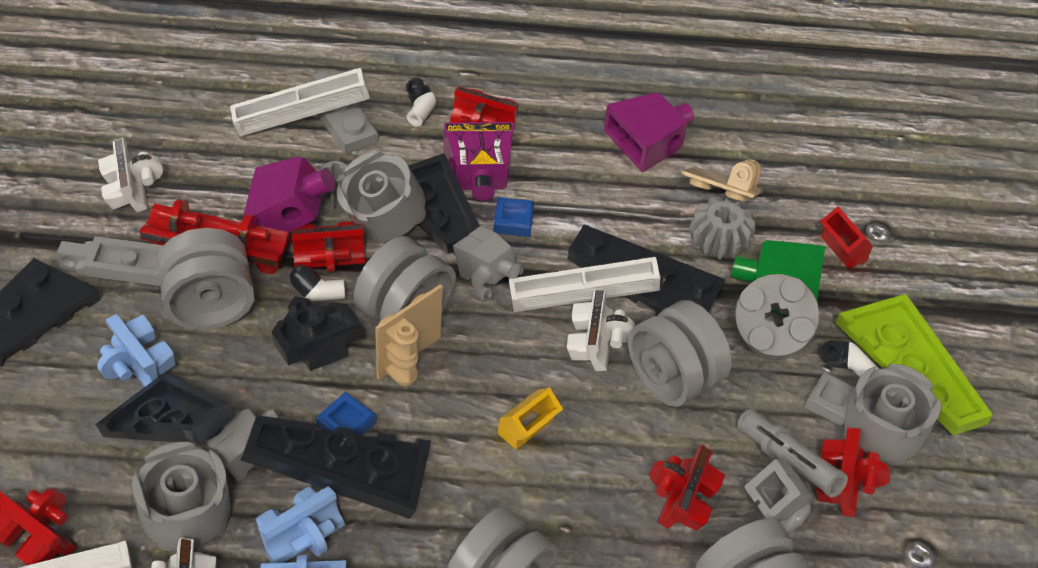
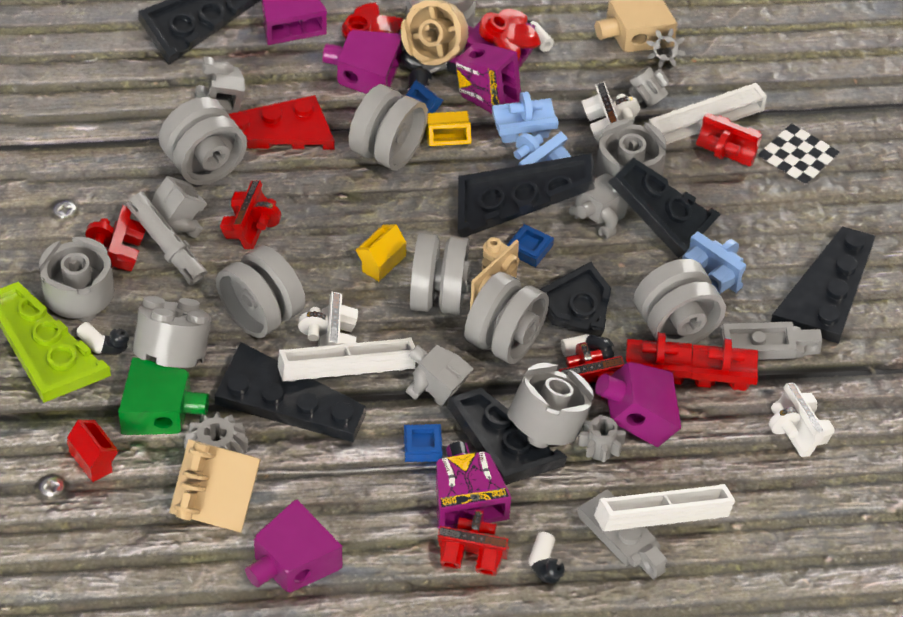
camera: 175 degrees right, 0 degrees up
(469, 348) = (438, 273): none -> light grey wheel
(830, 398) = (120, 310): light grey tile -> none

